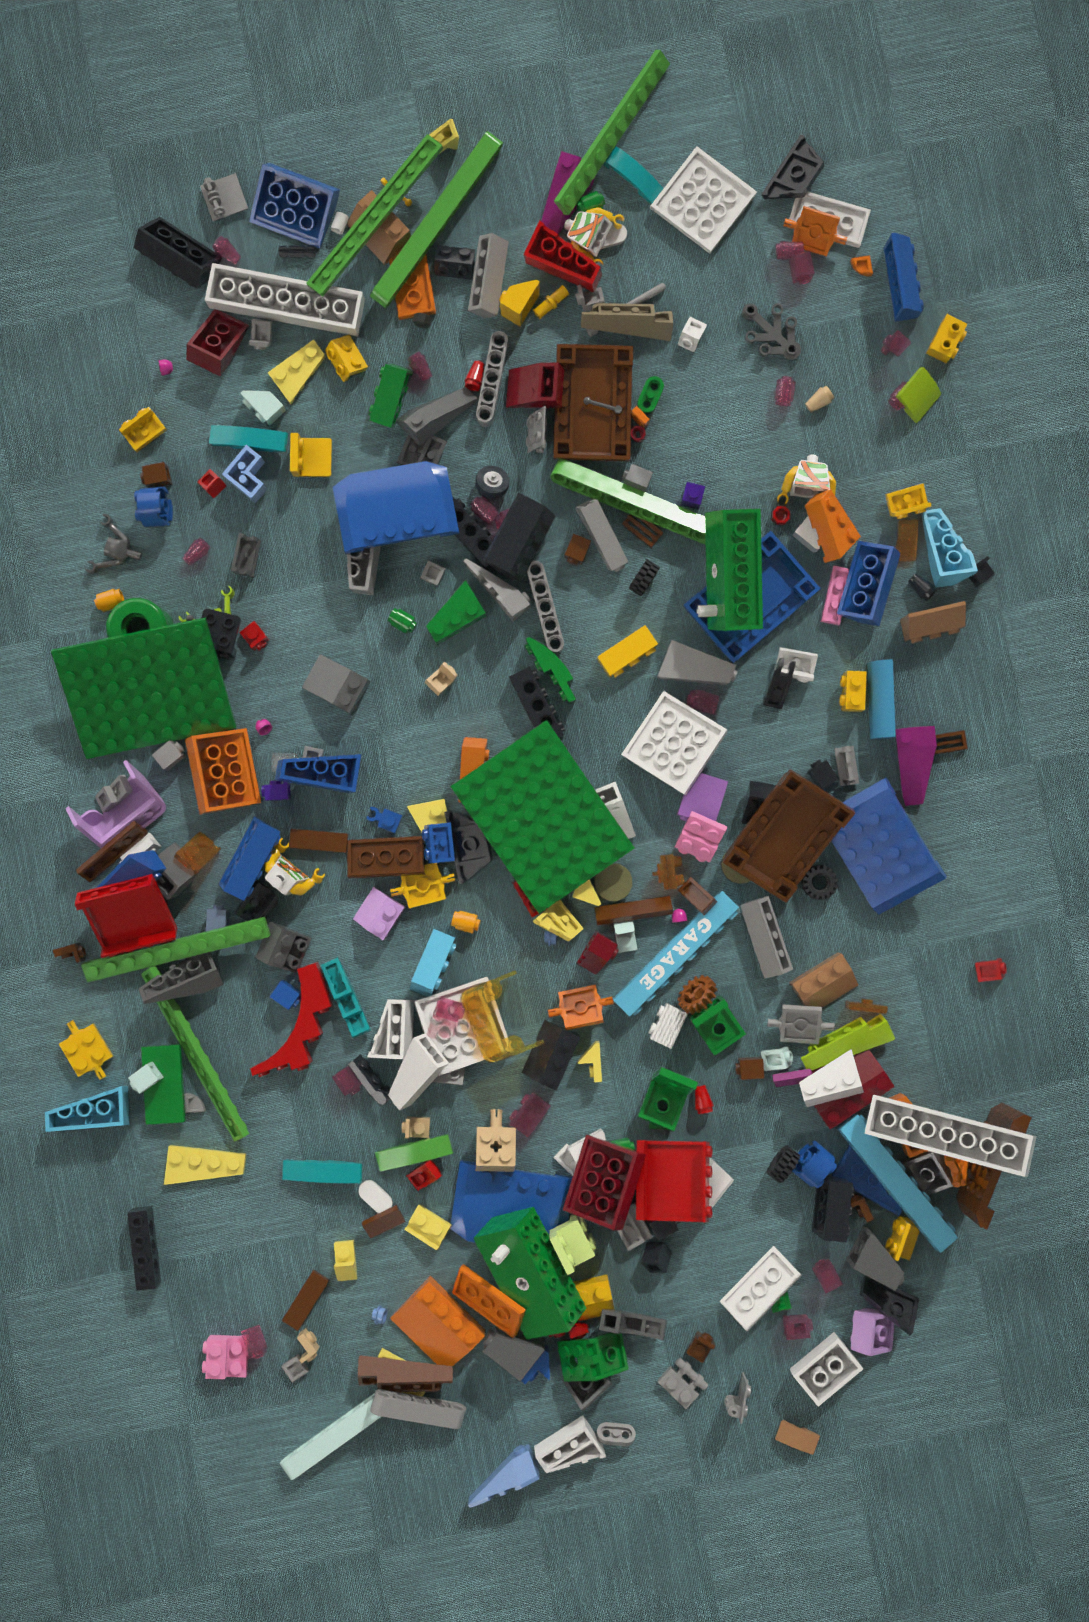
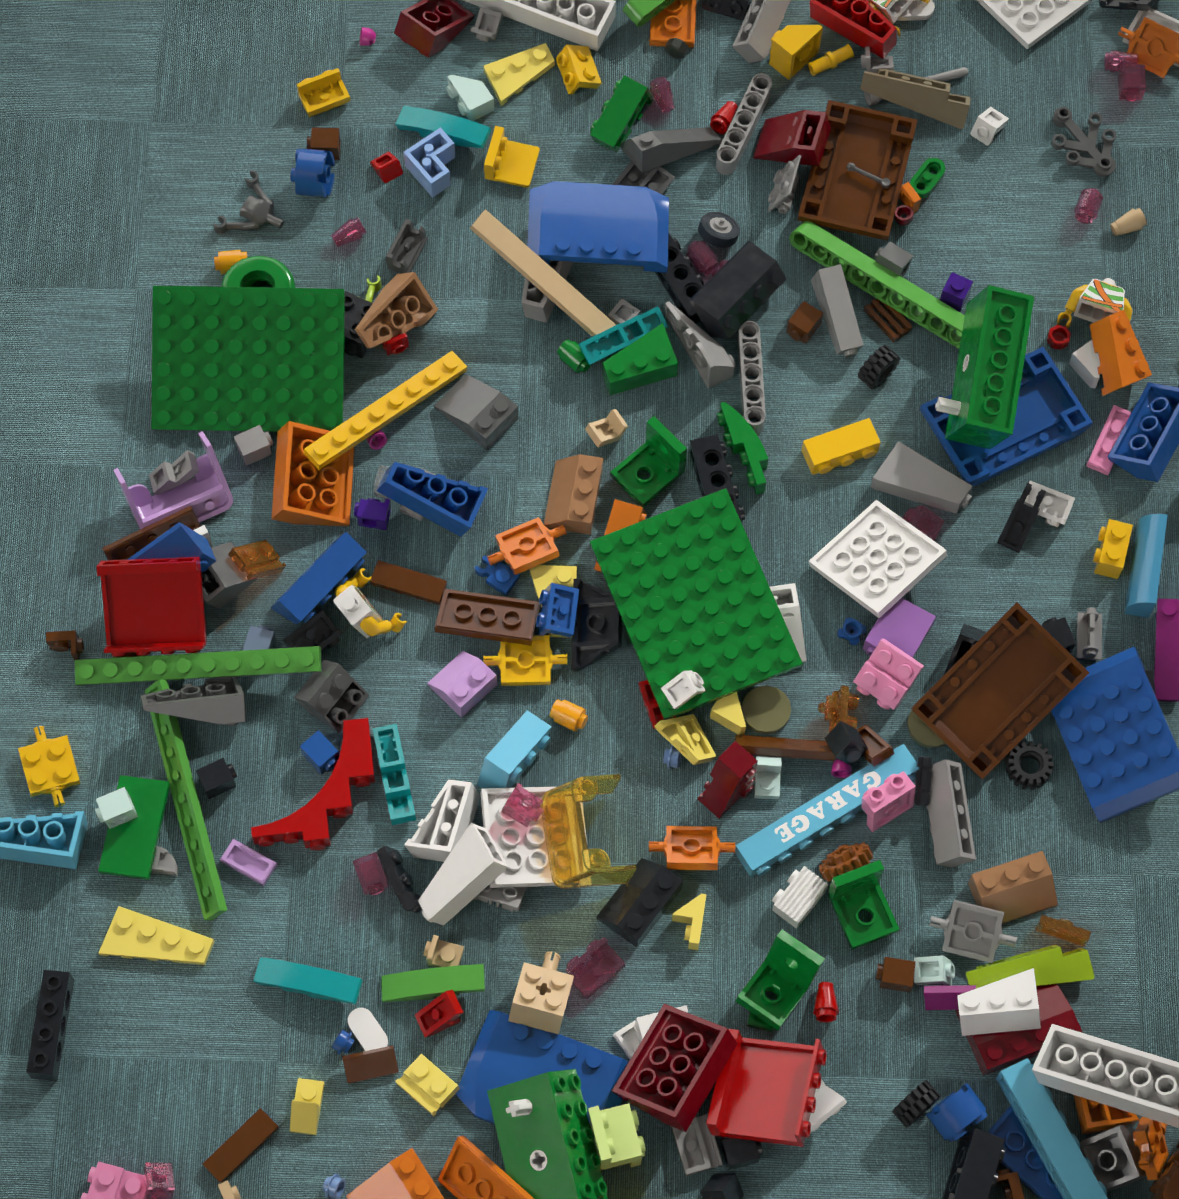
camera: 10 degrees right, 20 degrees down
(214, 1032) = (217, 778): none -> black brick
(251, 614) = (396, 310): none -> medium nougat wedge
(255, 1089) = (248, 862): none -> lavender tile
(264, 703) = (385, 410): none -> yellow plate
(359, 1209) = (343, 1042): none -> blue plate
(365, 567) = (540, 274): none -> tan tile
(402, 792) = (527, 545): none -> orange plate
(428, 739) = (574, 493): none -> medium nougat slope
(436, 596) = (621, 335): none -> teal slope
(486, 695) = (660, 456): none -> green bracket
(549, 892) = (683, 688): none -> white bracket
(670, 802) = (851, 624): none -> blue plate
(679, 901) = (846, 743): none -> black brick
(724, 934) = (888, 800): none -> bright pink plate
(742, 917) = (922, 781): none -> black axle

